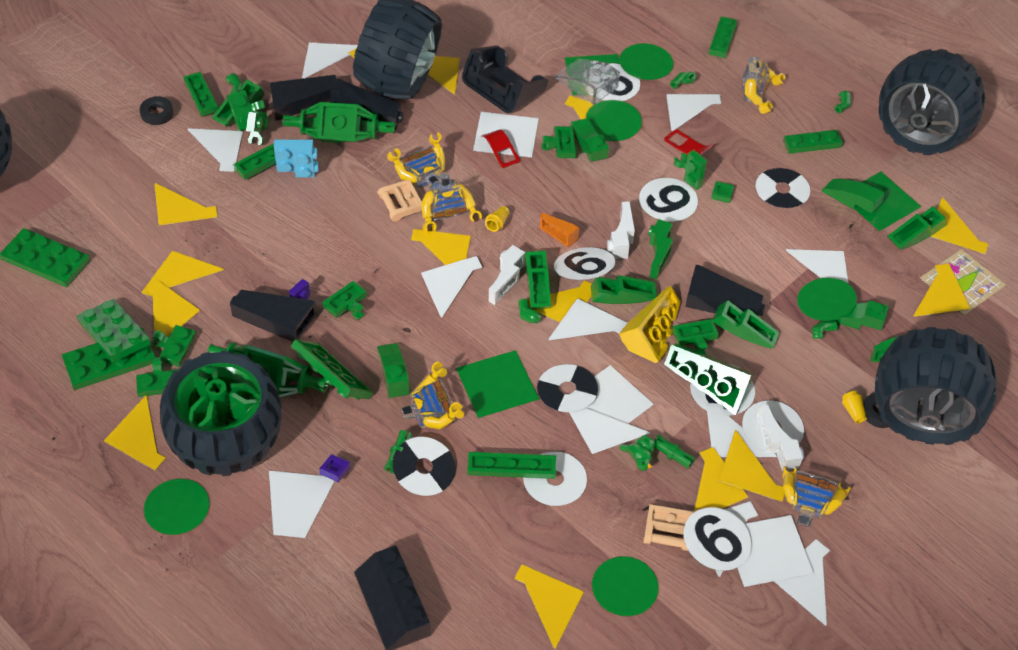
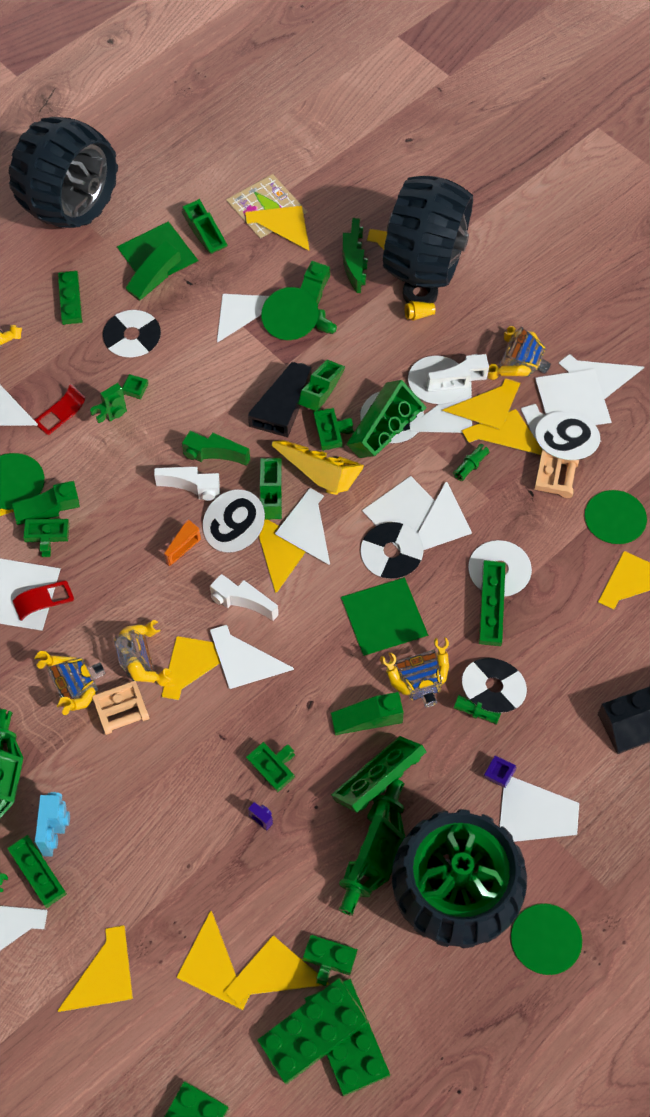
camera: 85 degrees left, 10 degrees up
(136, 436) = (456, 994): yellow sticker -> none
(155, 382) = (382, 973): green plate -> none
(274, 313) = (290, 843): black slope -> none
(496, 220) = (159, 604): yellow cone -> none
(526, 313) = (297, 581): green arm -> none
(538, 280) = (253, 566): green slope -> none
(640, 452) = (475, 488): green animal -> none
(668, 199) = (138, 438): white sticker -> none
(845, 102) = (16, 259): green arm -> none
(957, 231) = (209, 196): yellow sticker -> none

